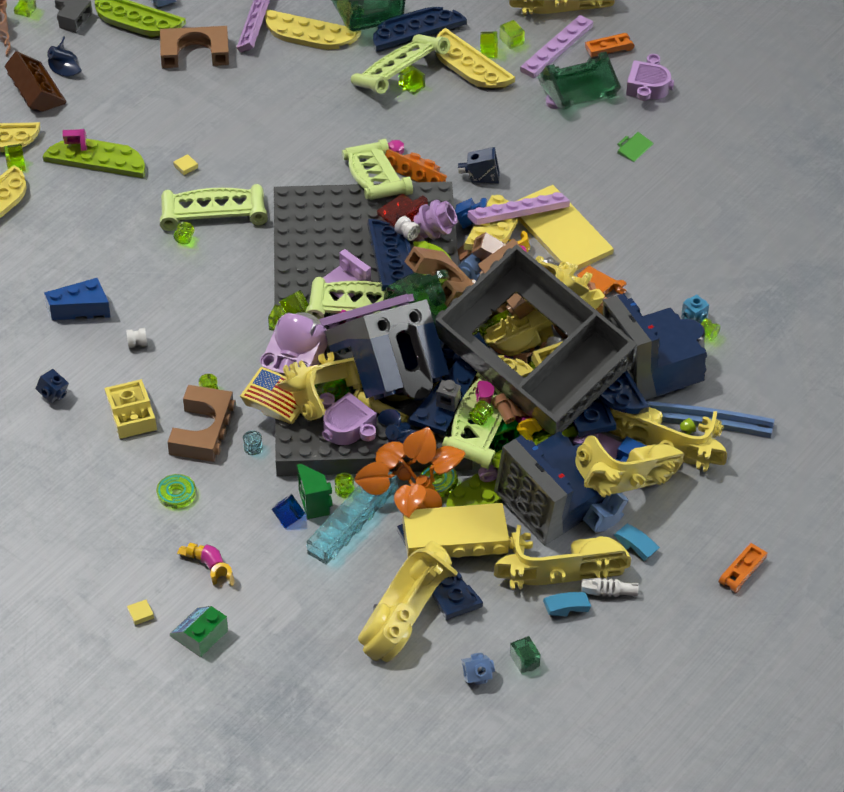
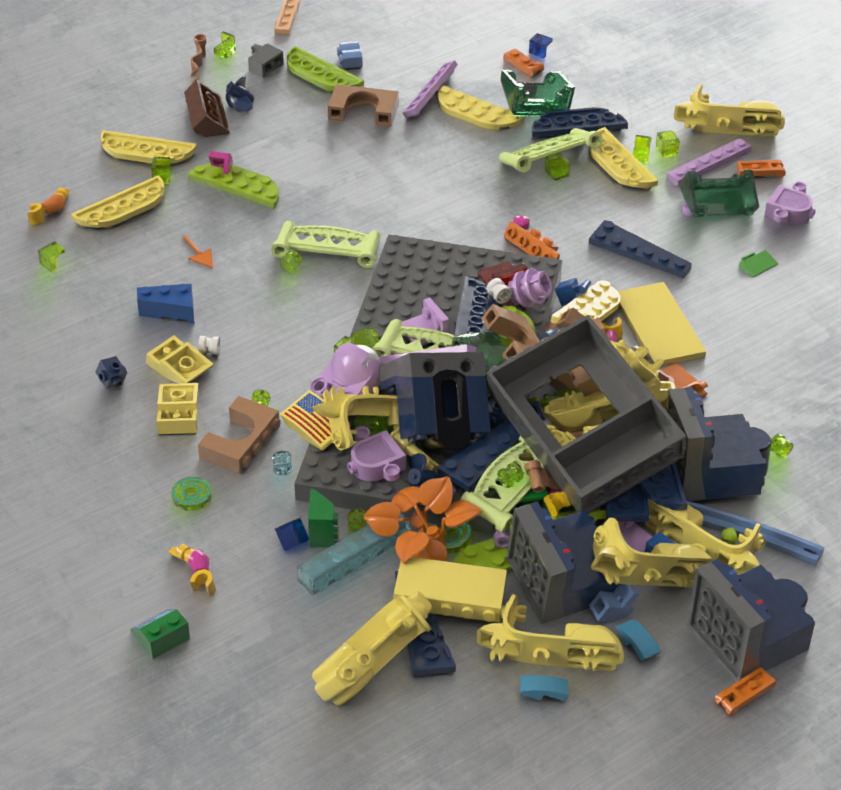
camera: 15 degrees right, 5 degrees down
(92, 245) = (203, 258): none -> orange piece
(112, 360) = (178, 361): none -> light yellow slope
(140, 612) = (110, 601): light yellow tile -> none
(185, 164) = (317, 203): light yellow tile -> none
(376, 157) = (497, 227): yellowish green piece -> none
(433, 286) = (498, 343): clear green tile -> none
(450, 390) = (482, 445): flat silver brick -> none
(471, 666) = (426, 742): medium blue brick -> none
(481, 166) = (598, 252): dark blue torso -> none
(484, 391) = (520, 455): dark pink brick -> none
(518, 208) = (619, 295): lavender plate -> none
(520, 154) = (622, 242): none -> dark blue wing
(525, 654) = (481, 730): clear green brick -> none
(608, 587) = (590, 679): white hinge -> none
(695, 309) = (771, 422): dark azure brick -> none
(730, 501) = (749, 617): none -> piece

